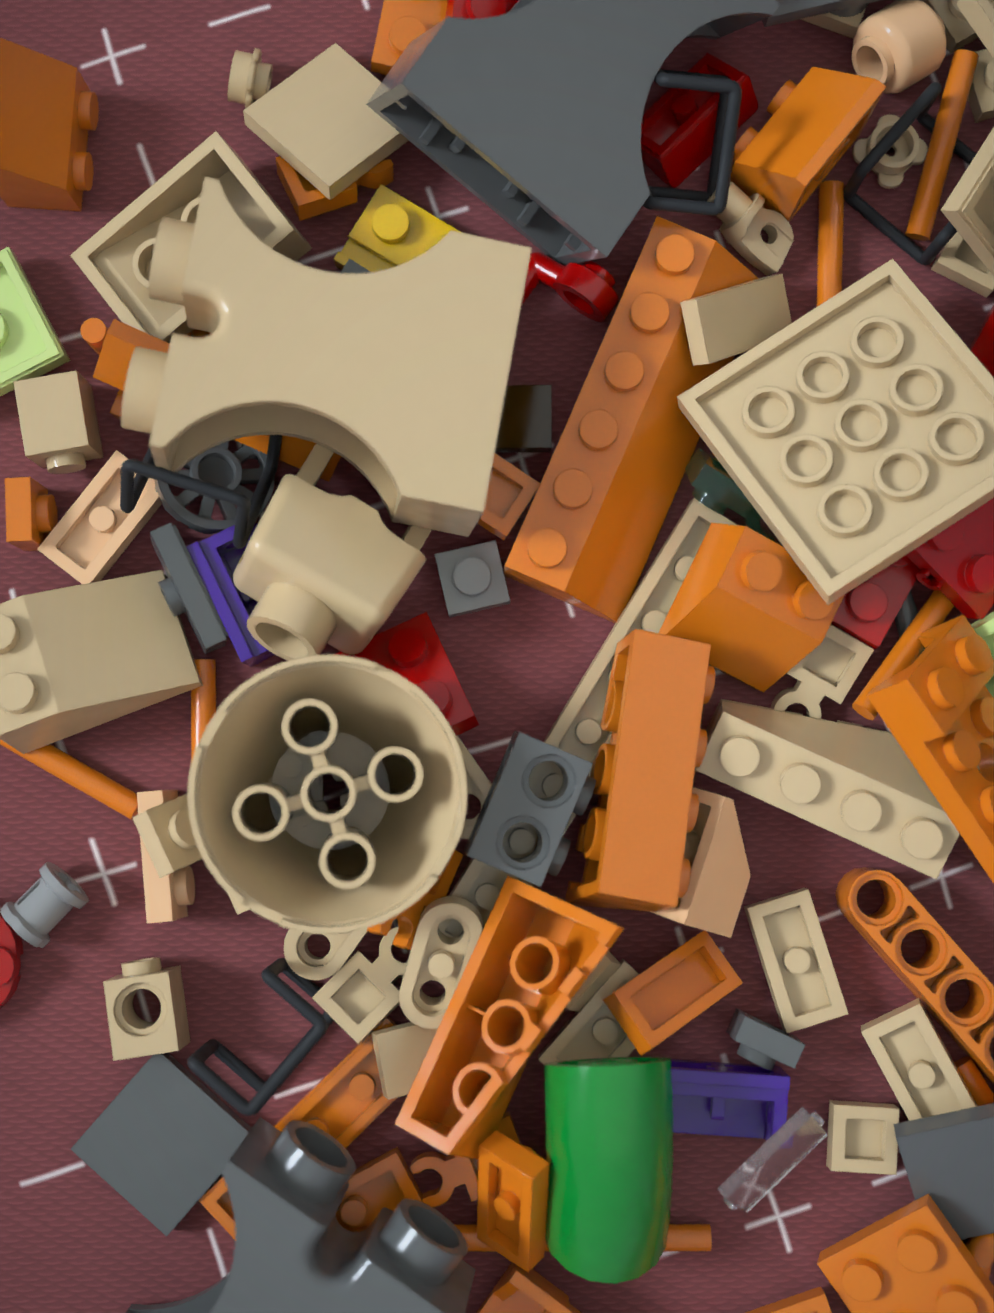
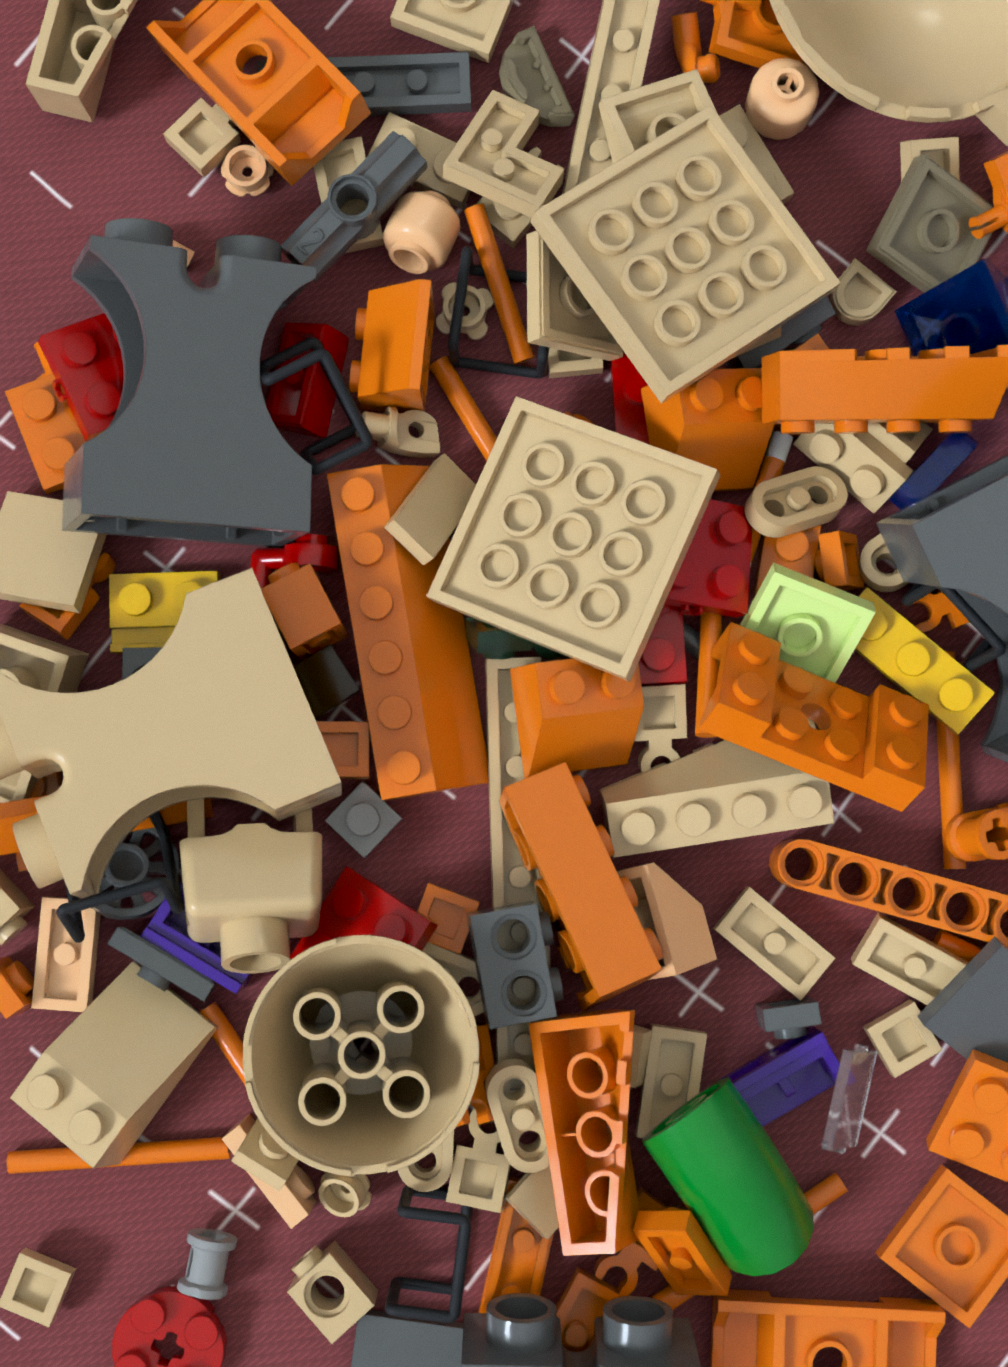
camera: 35 degrees left, 0 degrees up
(218, 925) = (344, 1194): none -> tan plate
(497, 722) = (449, 913): none -> orange plate
(550, 333) = (303, 610): none -> orange brick
(672, 992) = (700, 1025): orange tile -> none

